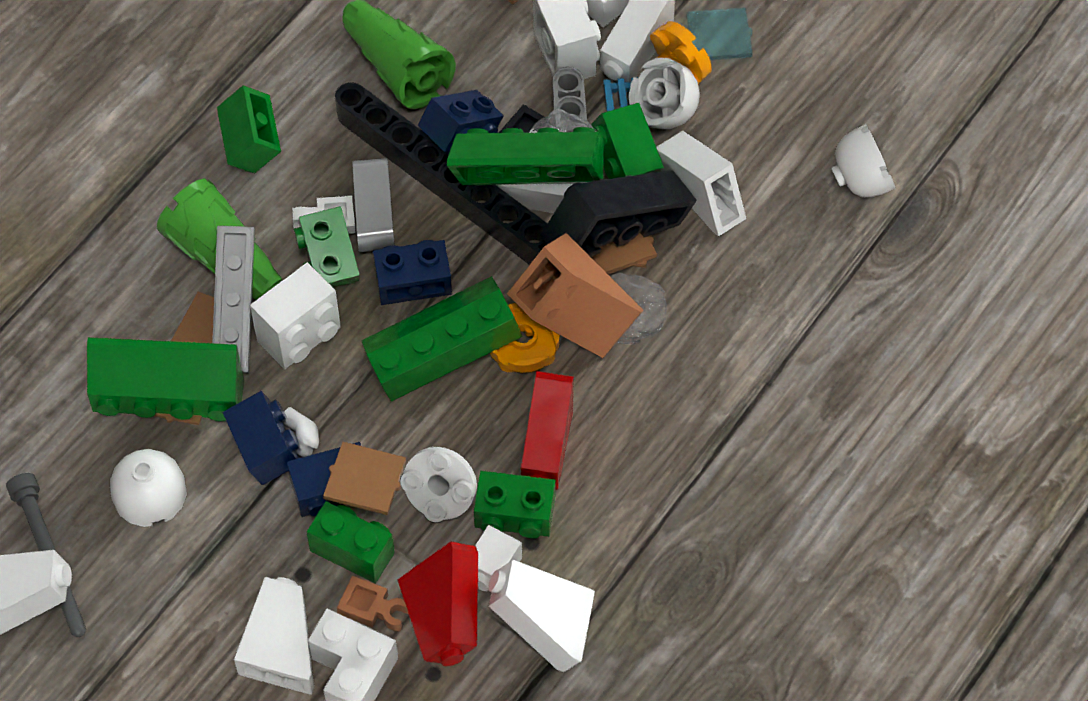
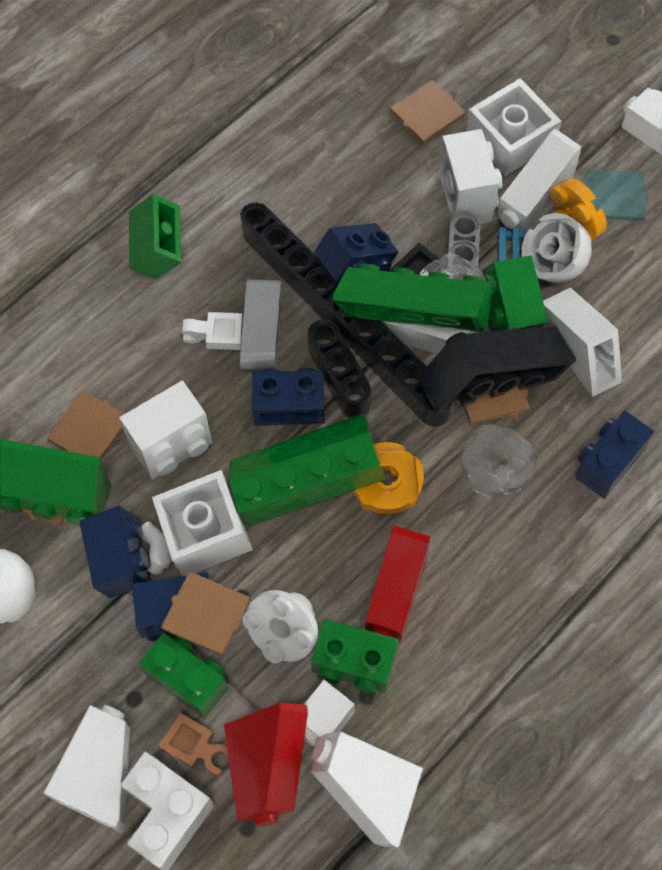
camera: 10 degrees right, 5 degrees up
(194, 231) = (103, 338): bright green cone -> none
(234, 289) = (110, 399): light grey tile -> none
(328, 246) = (208, 364): brick -> none
(346, 399) = (201, 523): none -> white brick
(404, 59) = (311, 184): bright green cone -> none
(458, 224) = (339, 354): none -> black beam
(575, 297) = (443, 447): nougat slope -> none
(744, 286) = (614, 453): none -> dark blue brick

